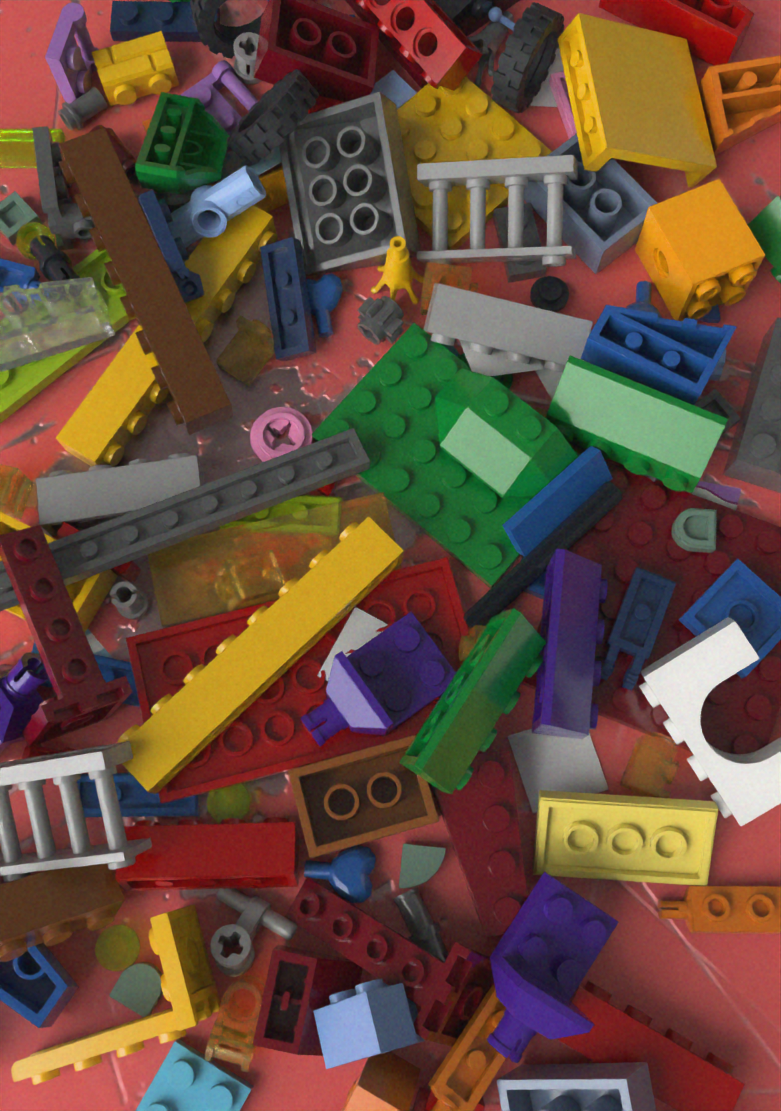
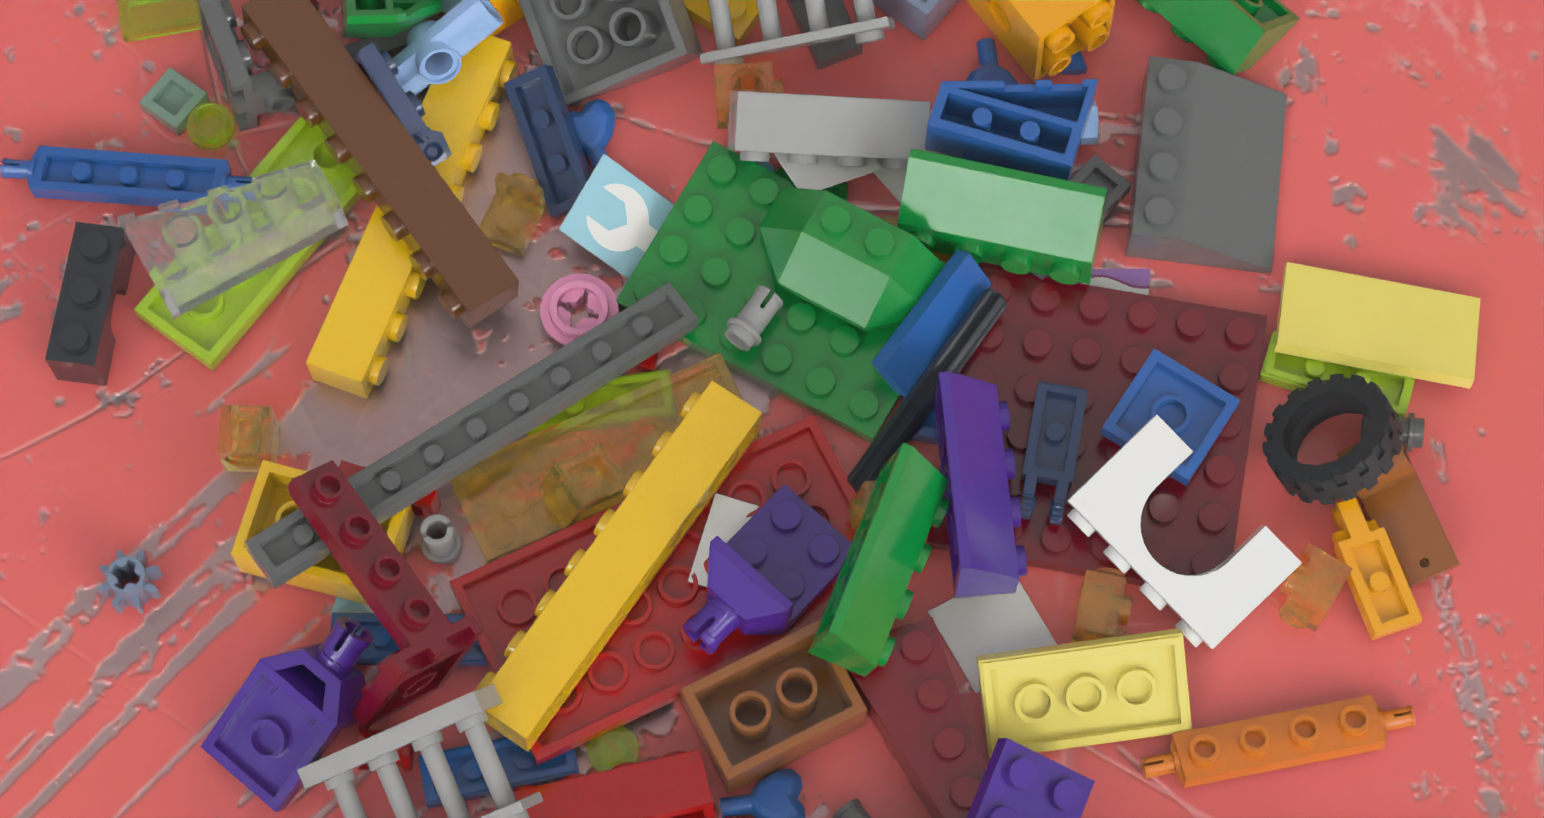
camera: 15 degrees left, 5 degrees down
(53, 262) = (250, 150): black pin -> none
(110, 491) = (390, 415): light grey brick -> none
(325, 367) = (616, 216): none -> medium azure sticker
(380, 320) = (671, 145): dark grey gear -> none
(398, 270) = (680, 84): yellow piece -> none
(413, 471) = (751, 321): none -> light grey pin
(419, 864) = (853, 774): sand green tile -> none
(549, 294) = (872, 75): black plate -> none
(695, 530) = (1101, 326): sand green tile -> none

